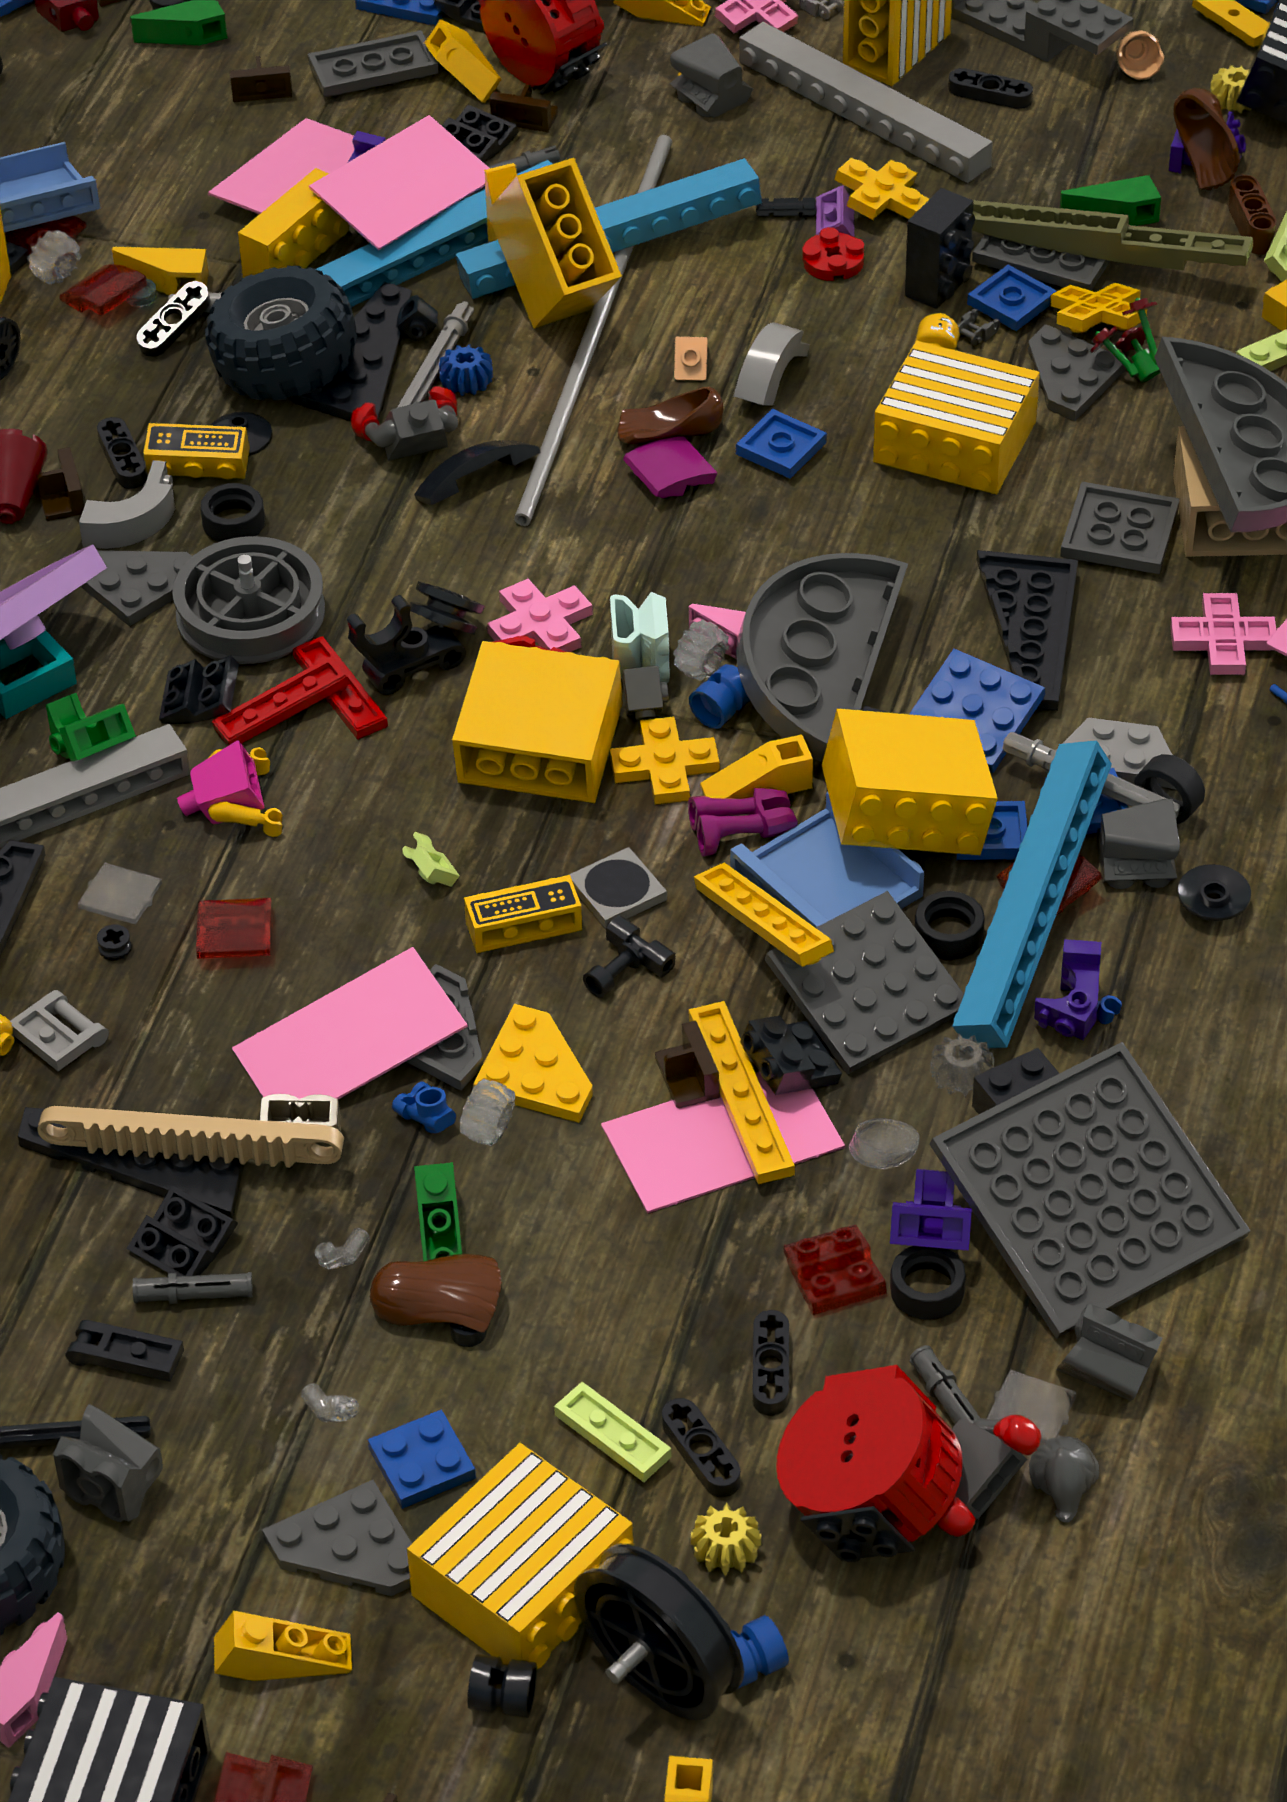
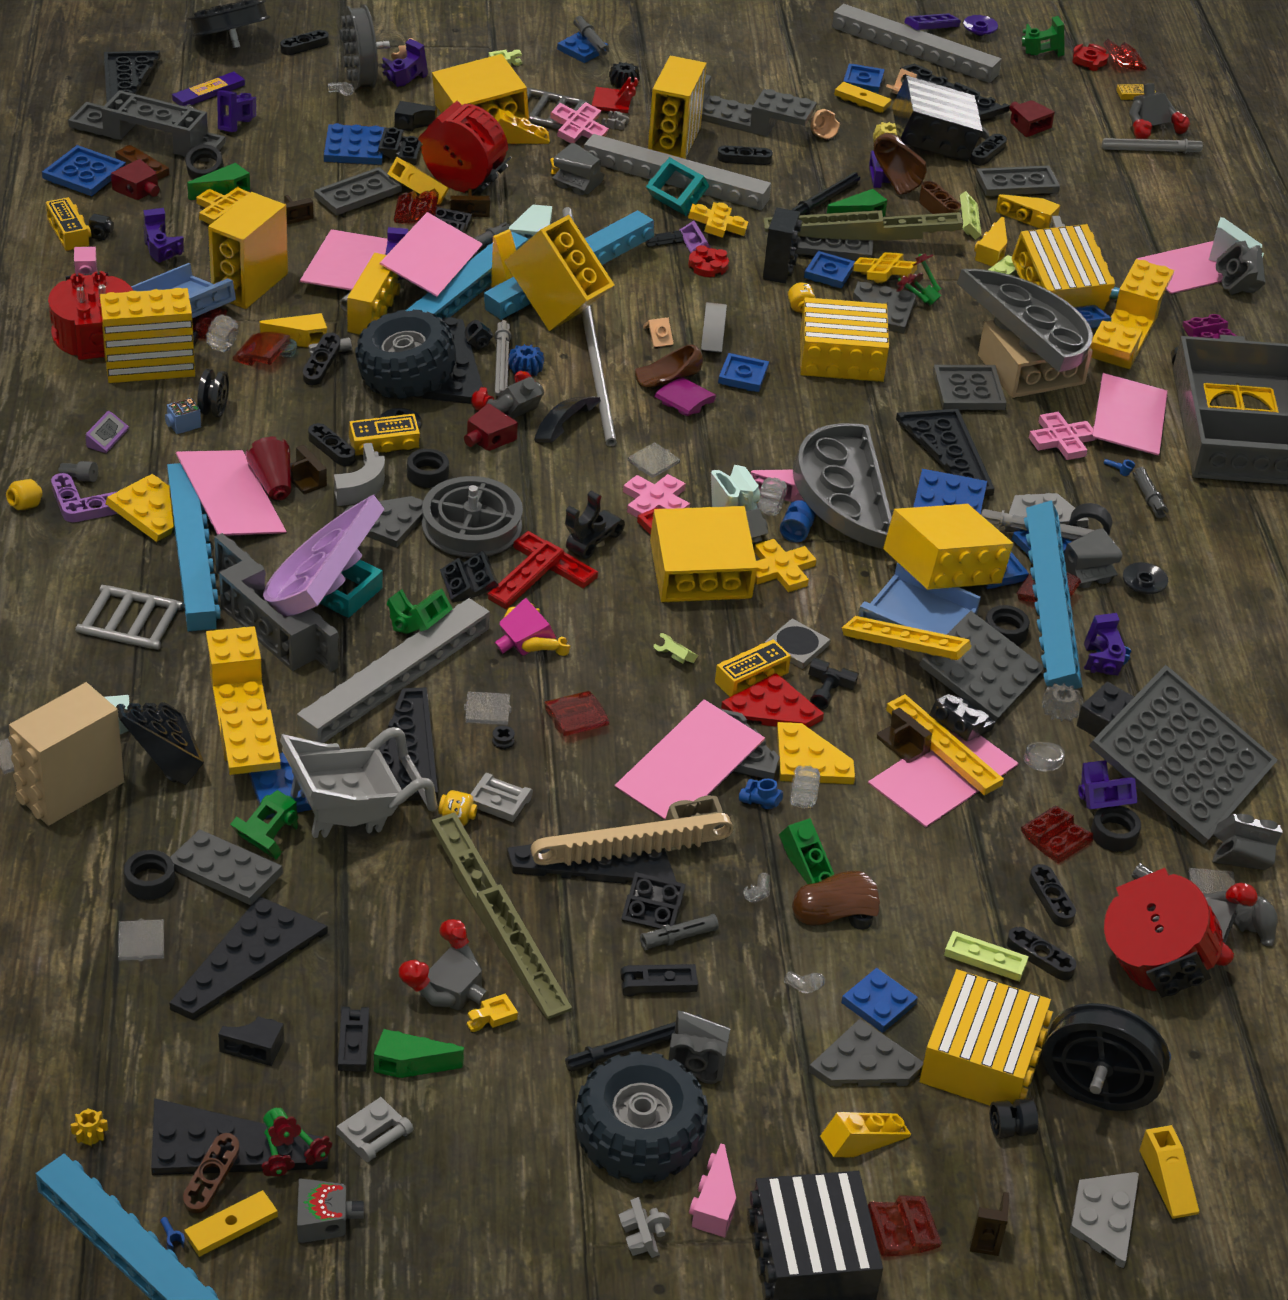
camera: 25 degrees left, 5 degrees down
(48, 103) = (155, 236): none -> dark purple tile
(141, 135) = (249, 247): none -> yellow brick
(172, 60) = (218, 204): none -> yellow plate
(352, 468) = (490, 428): none -> dark red torso
(443, 99) = (412, 207): none -> clear red slope
(446, 607) = (609, 497): black wheel -> none
(526, 972) = (774, 702): none -> red plate
(571, 559) = (653, 460): none -> clear piece
(600, 157) = (532, 221): none -> light aqua slope
(725, 1539) = (1089, 992): light yellow gear -> none
(763, 813) = (858, 583): magenta piece -> none
(775, 765) = (850, 560): yellow slope -> none
(868, 131) = (690, 195): none -> teal window
(982, 333) = (823, 292): dark grey piece -> none
(1032, 189) = (807, 206): none -> black axle

